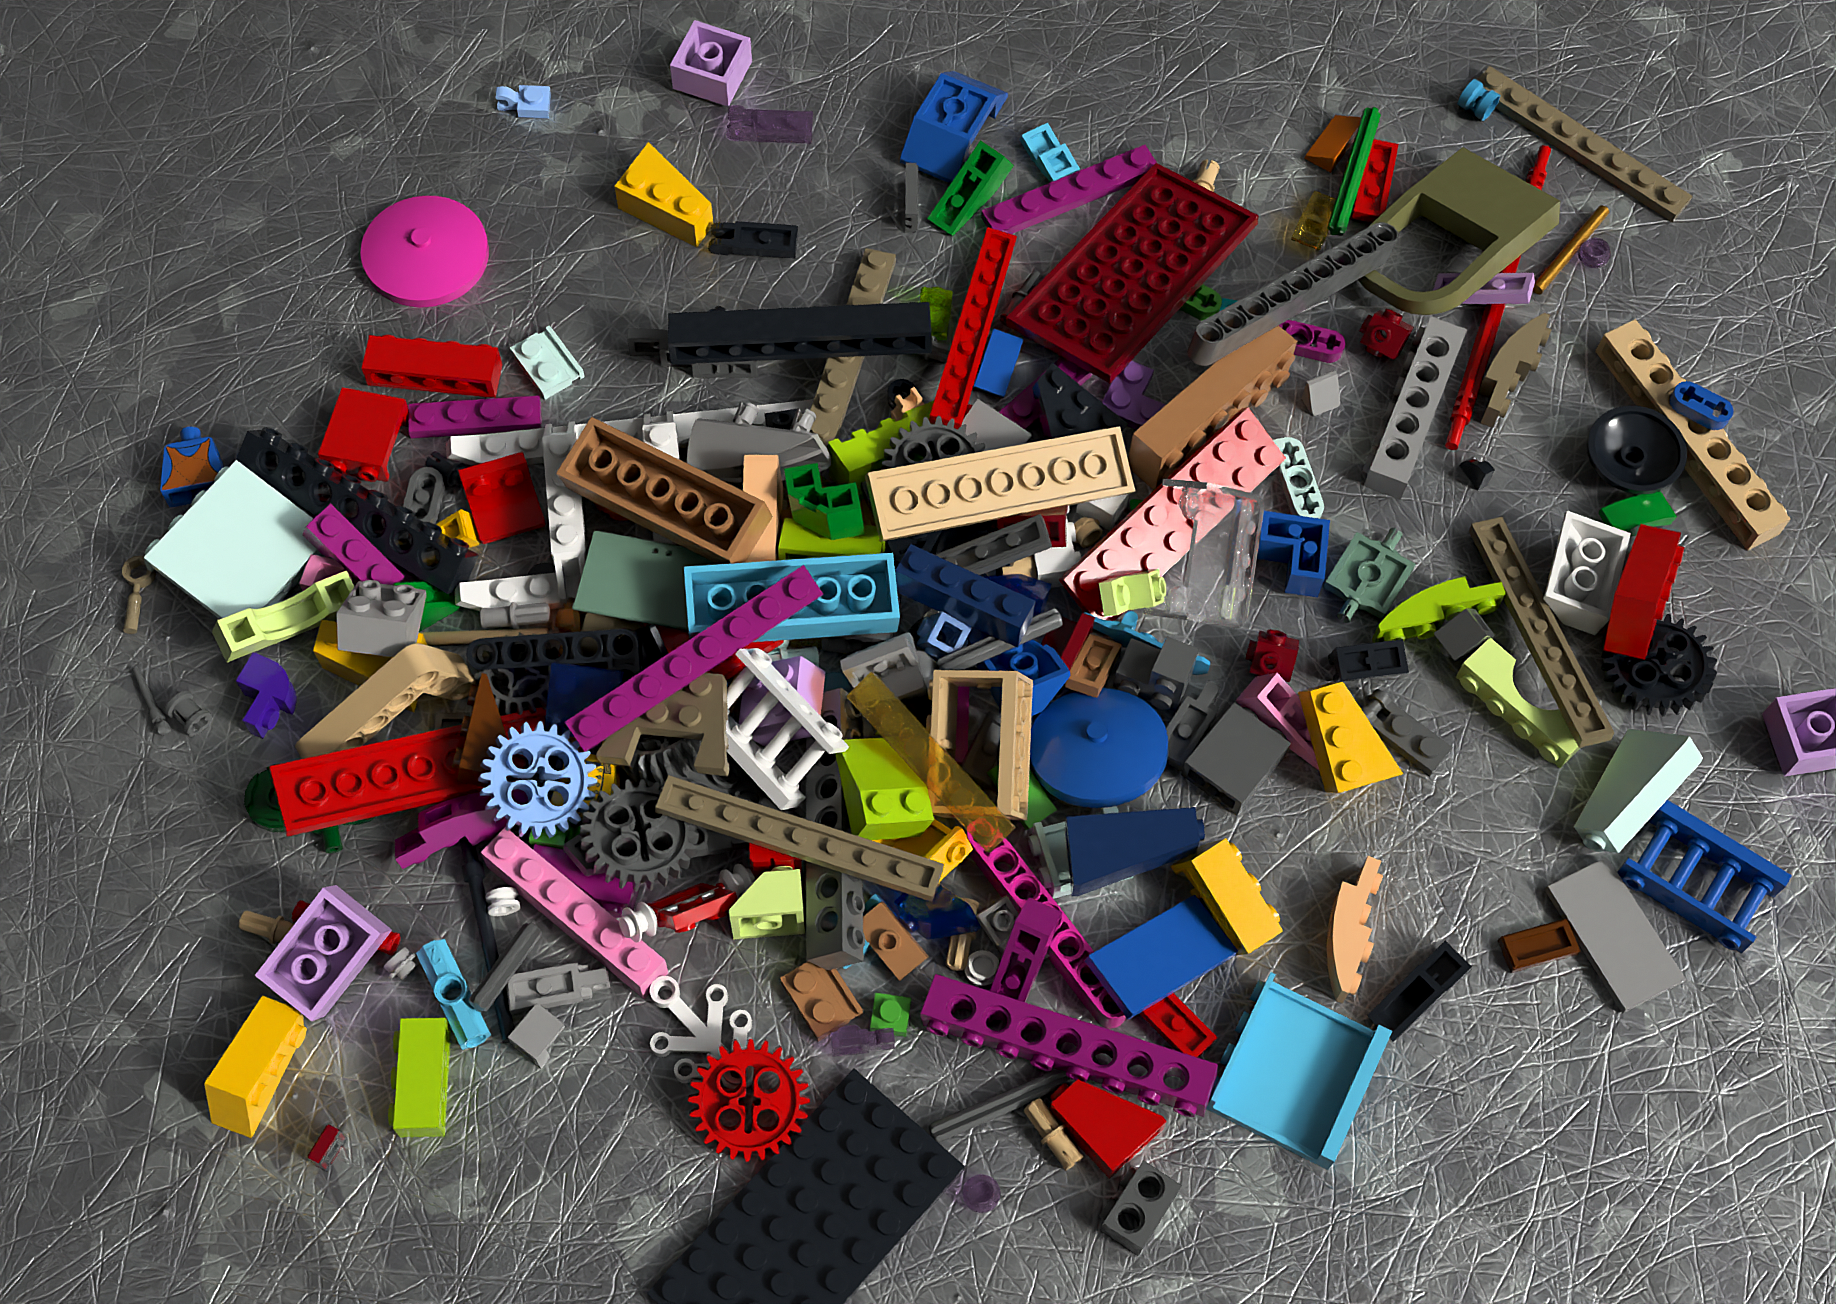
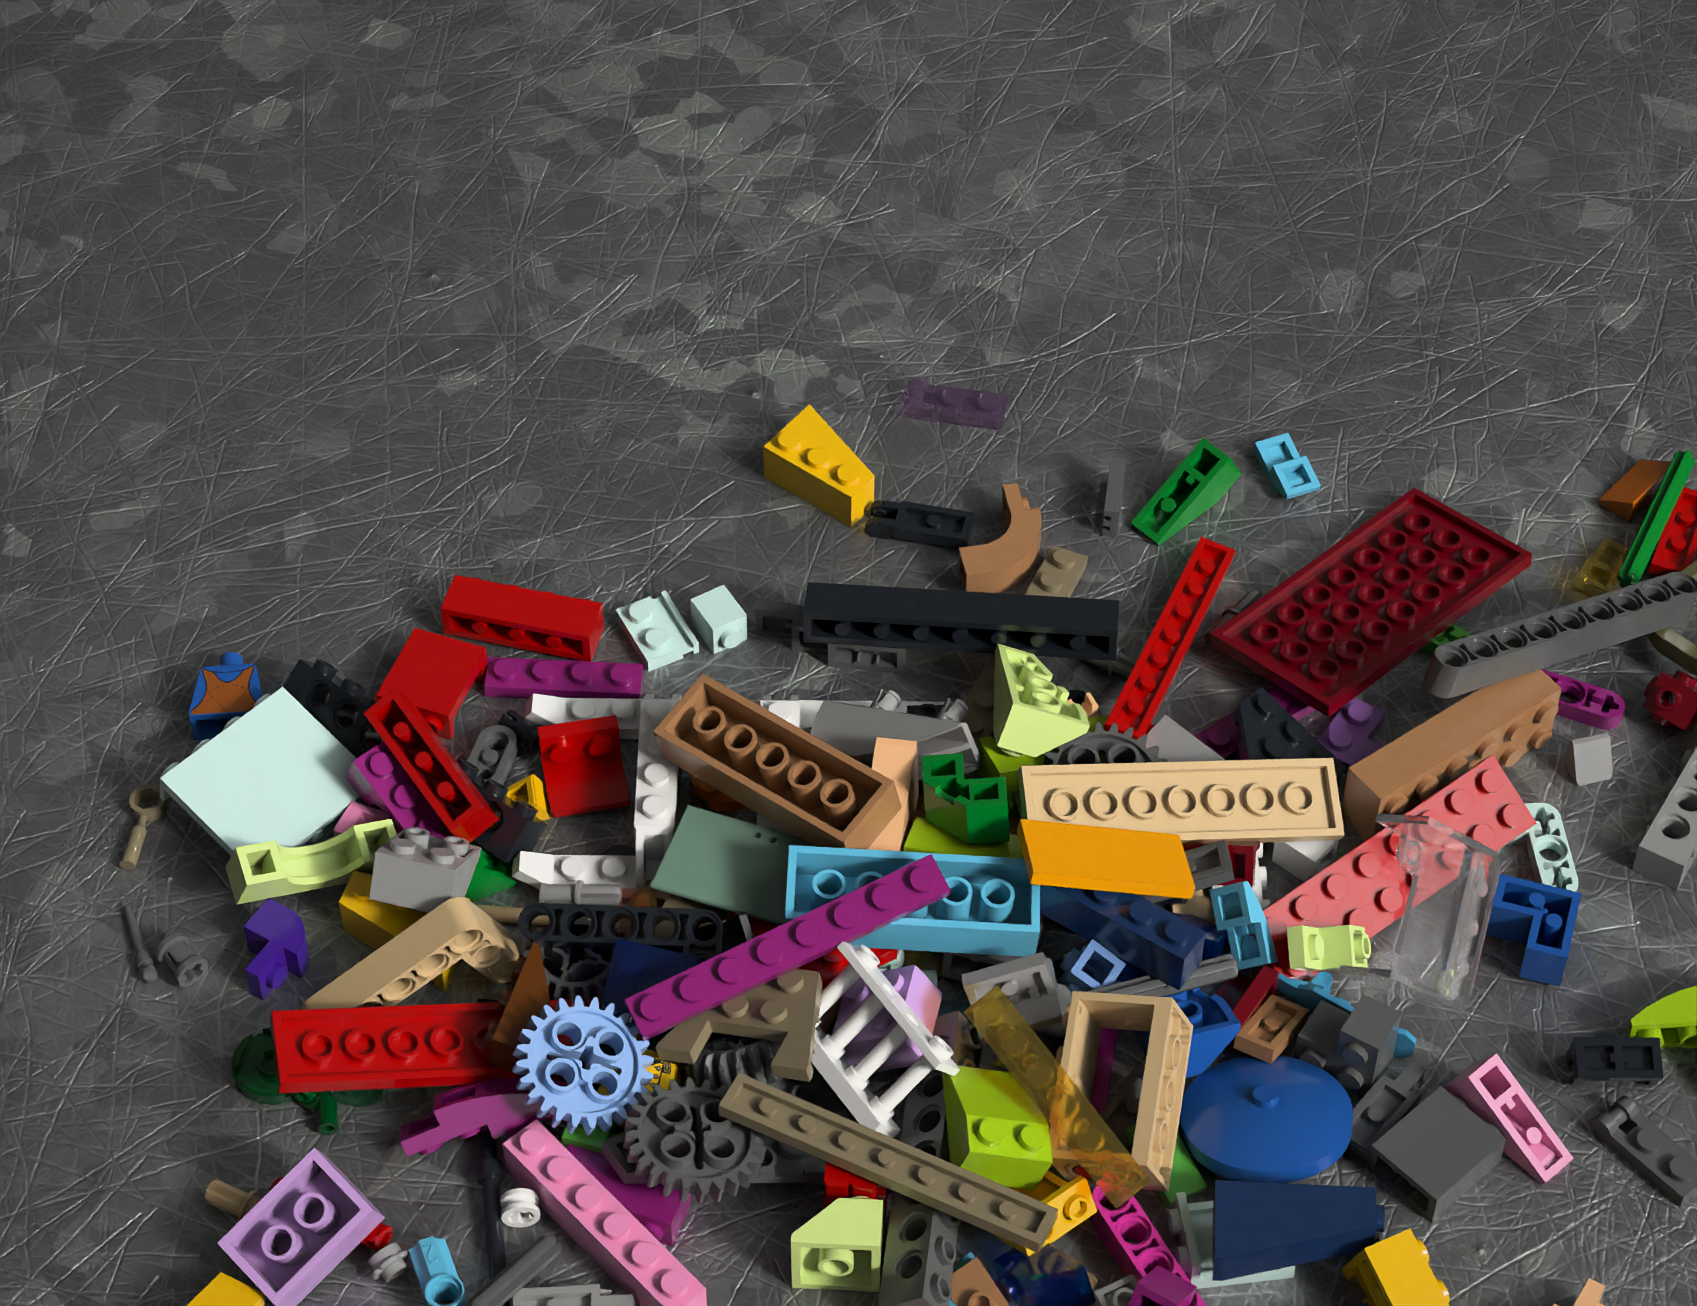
camera: 10 degrees right, 15 degrees down
(373, 521) = (431, 766): none -> red brick
(424, 251) = (531, 499): dark pink dish -> none
(529, 101) = (675, 354): light blue plate -> none
(597, 347) = (718, 619): none -> light aqua brick
(688, 906) = (736, 1236): plate -> none
(711, 63) = (894, 330): lavender brick -> none
(827, 269) = (1009, 559): none -> medium nougat arch
(866, 409) = (1029, 709): none -> yellowish green wedge
(940, 309) = (1131, 620): clear neon green bracket -> none
(946, 546) = (1105, 859): none -> light orange tile
(949, 124) = (1168, 420): blue slope -> none
(998, 363) = (1196, 686): blue slope -> none
(1057, 570) = (1235, 909): none -> medium azure slope
(1069, 192) = (1305, 510): magenta plate -> none
(1087, 531) = (1281, 879): tan plate -> none
(1207, 176) = (1477, 508): tan pin -> none
(1272, 654) = (1499, 1025): dark red brick -> none
(1344, 740) = (1573, 1142): yellow wedge -> none
(1369, 575) = (1627, 967): sand green plate -> none

